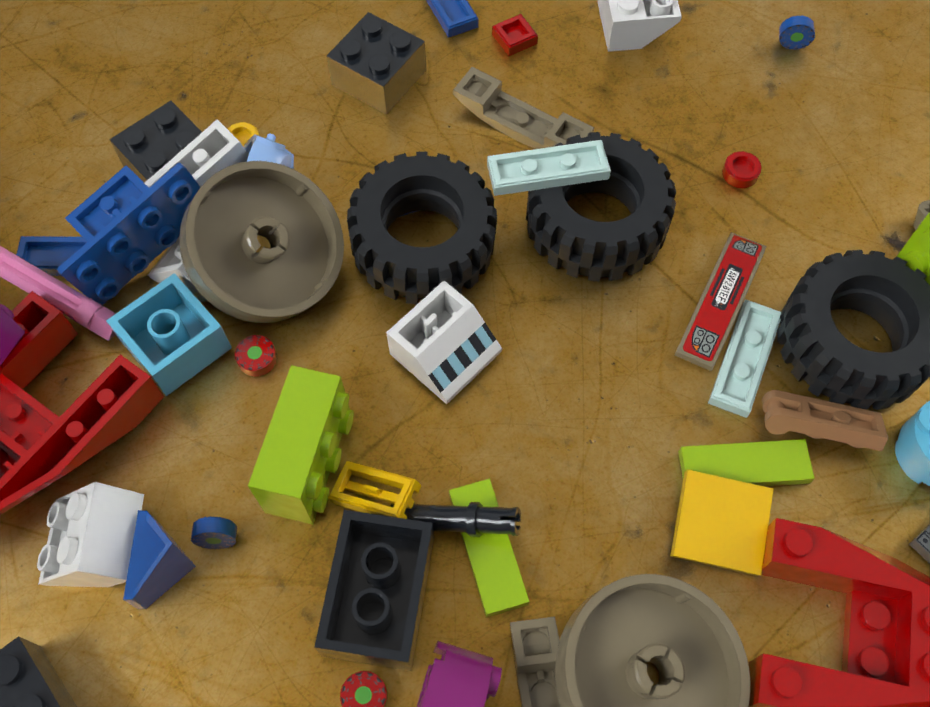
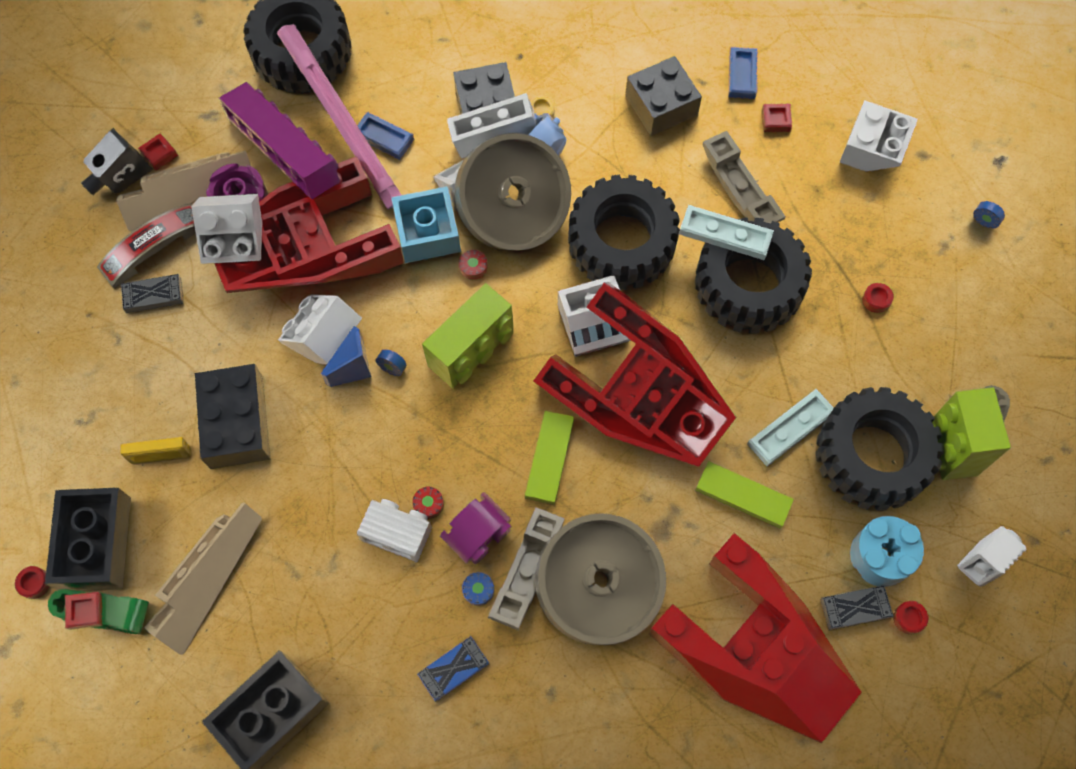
camera: 30 degrees right, 5 degrees up
(126, 229) = (432, 142): blue bracket -> none
(376, 590) = (467, 445): black brick -> none
(400, 500) = (510, 401): yellow tile -> none
(470, 519) = (546, 434): black pin -> none
(579, 400) = (655, 395): none -> red wedge
(720, 301) = (800, 379): slope -> none
(722, 522) = (703, 519): yellow tile -> none
(823, 420) = (813, 493): medium nougat plate -> none

